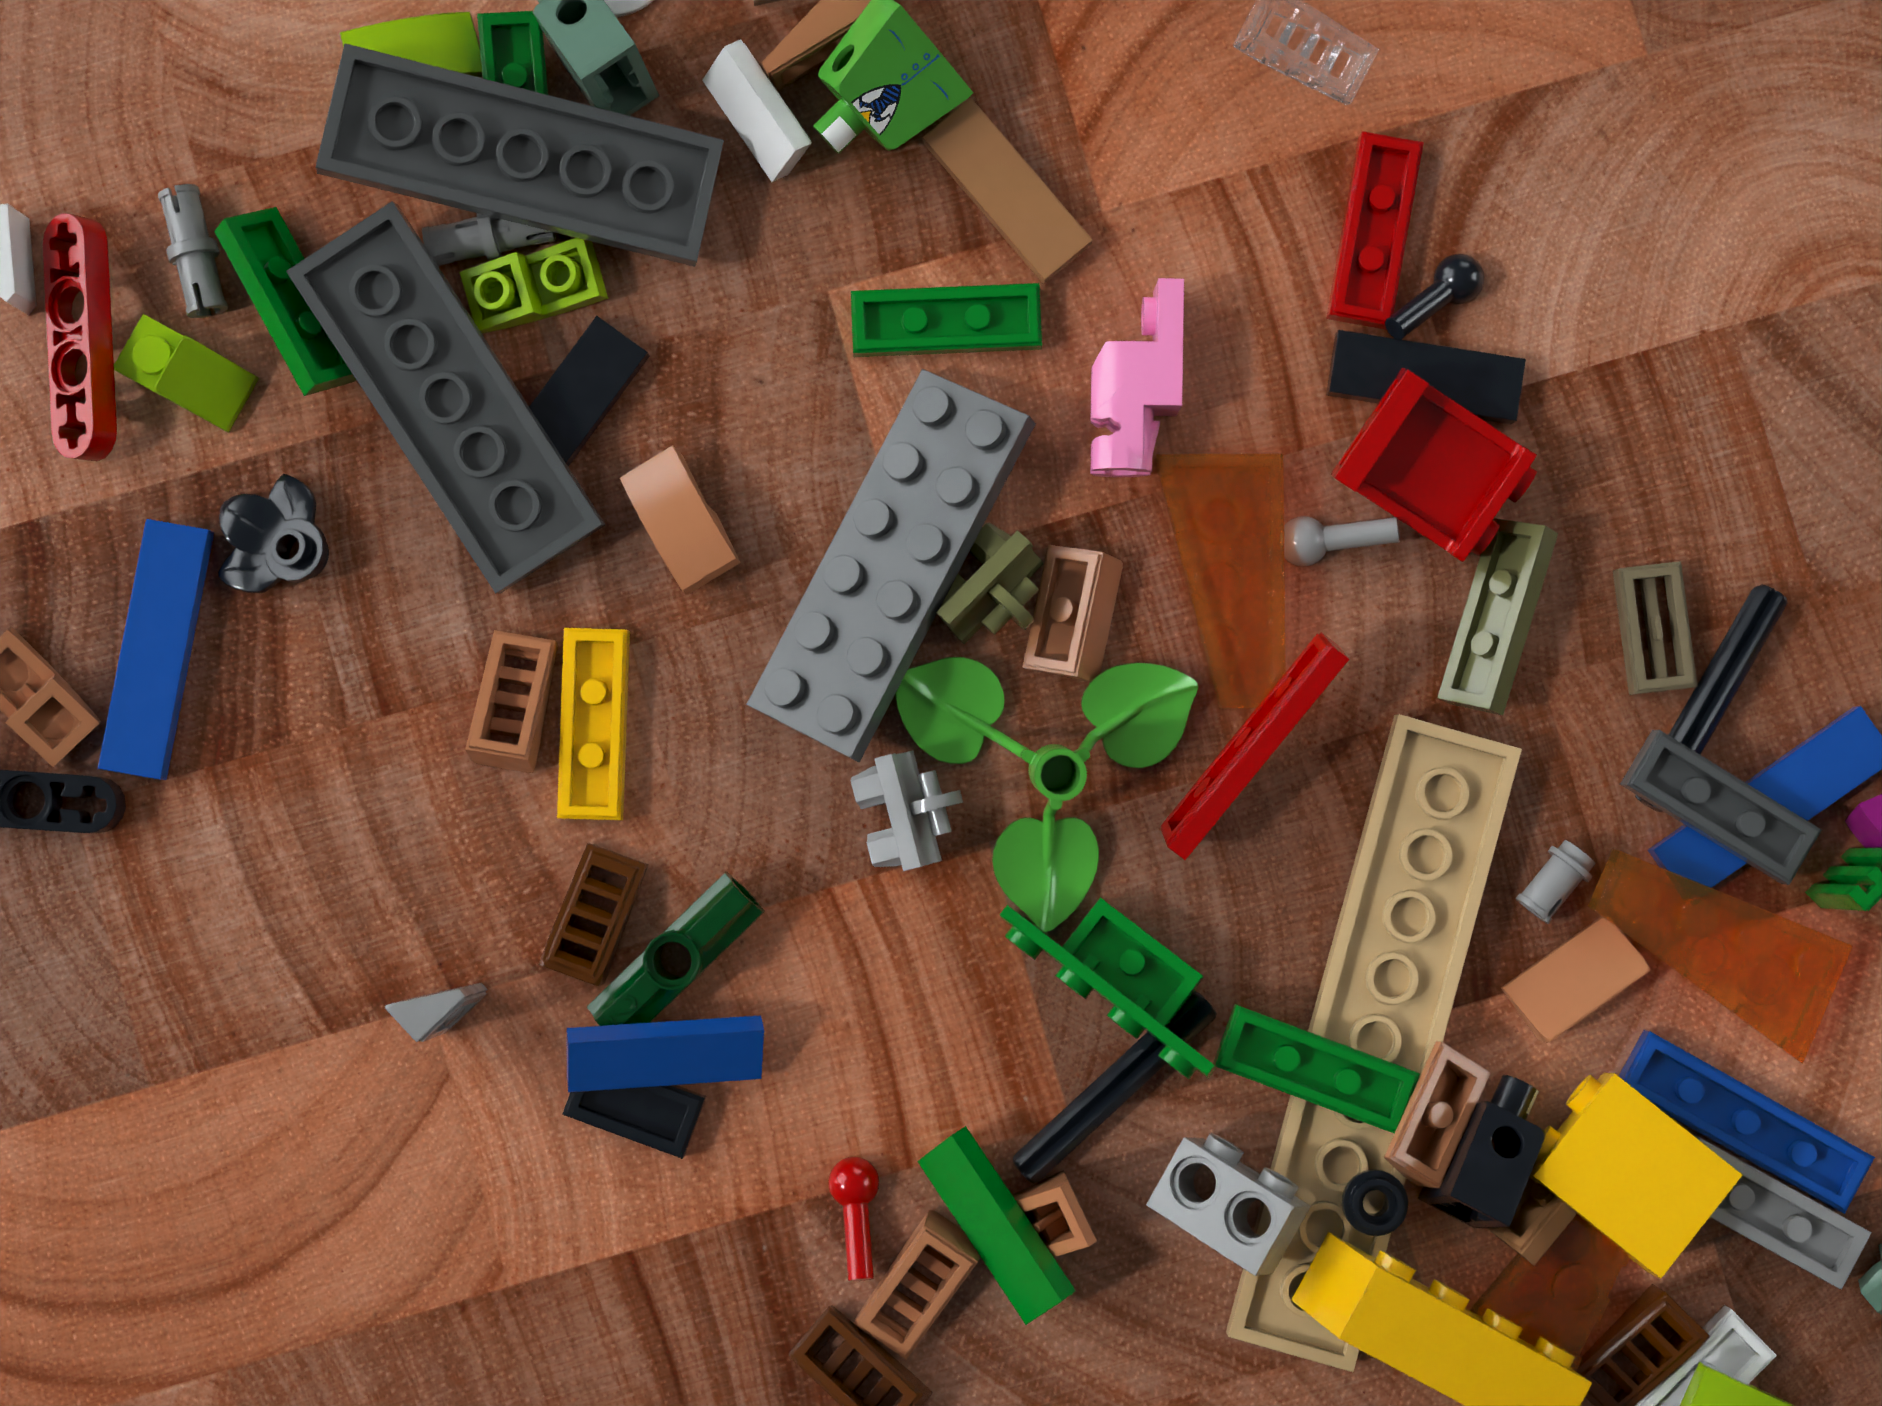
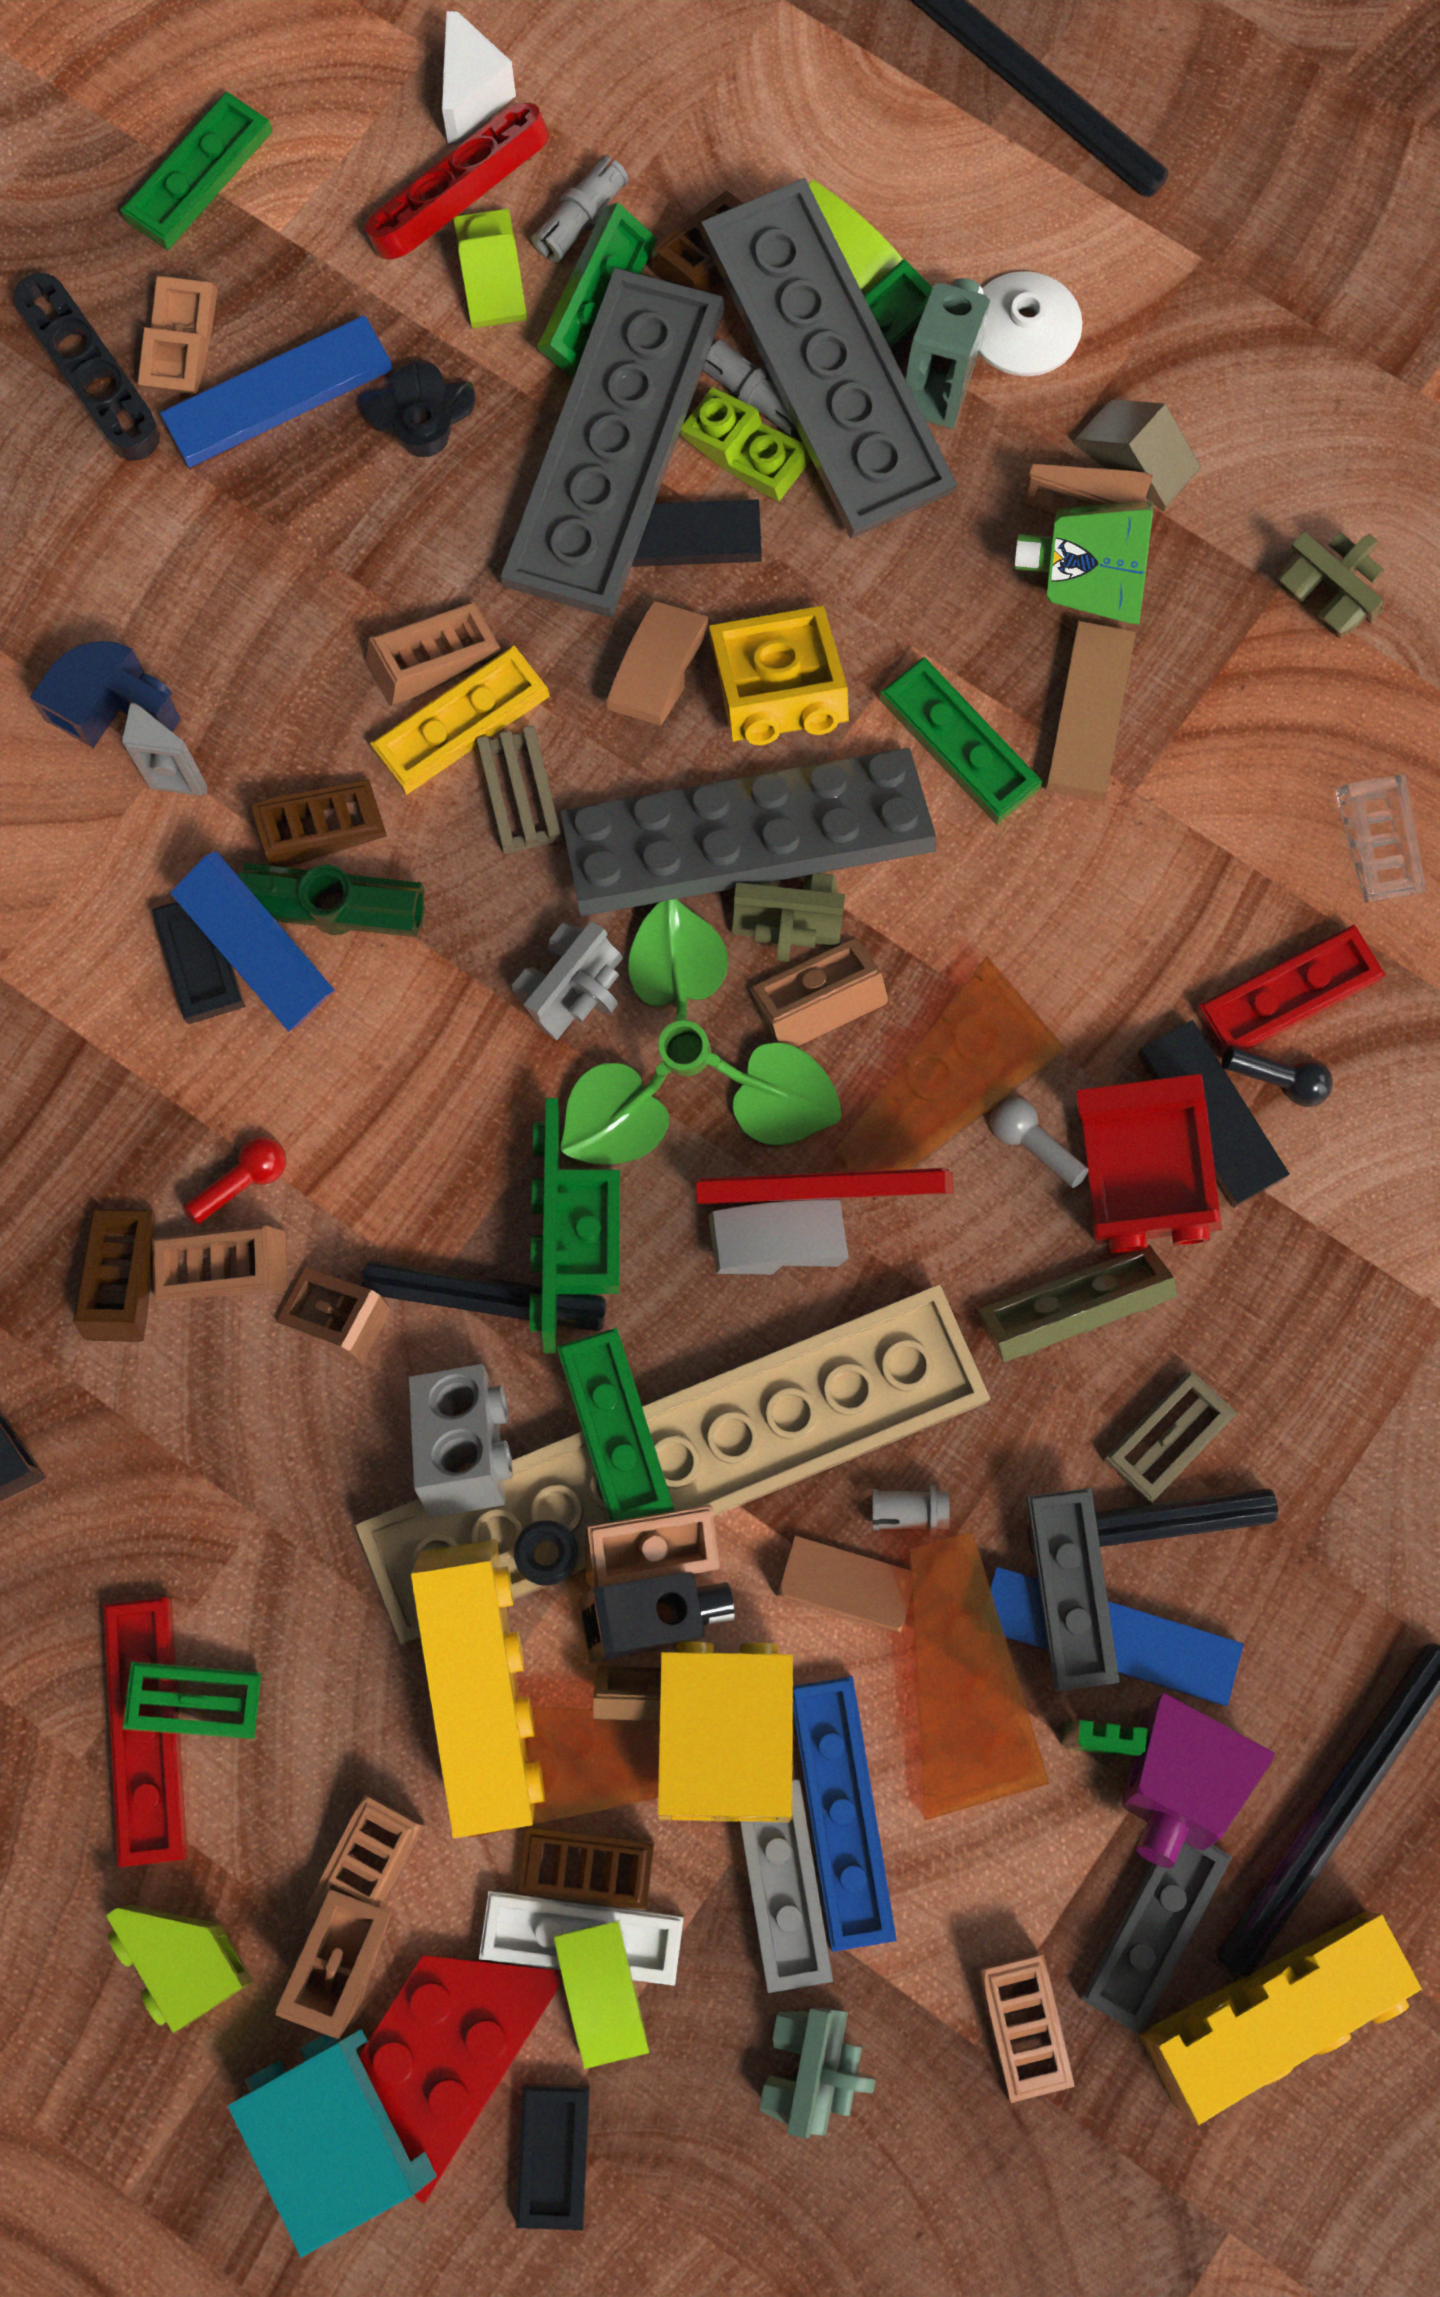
camera: 55 degrees right, 10 degrees down
(316, 1016) = (94, 684): none -> dark blue brick
(321, 214) = (669, 254): none -> reddish brown slope
(648, 700) = (508, 745): none -> dark tan tile
(756, 110) = (998, 493): white tile -> none
(773, 426) = (780, 675): none -> yellow plate
(996, 1225) = (307, 1280): green tile -> none
(1136, 383) = (1029, 904): bright pink plate -> none
(1257, 817) = (778, 1235): none -> light grey slope

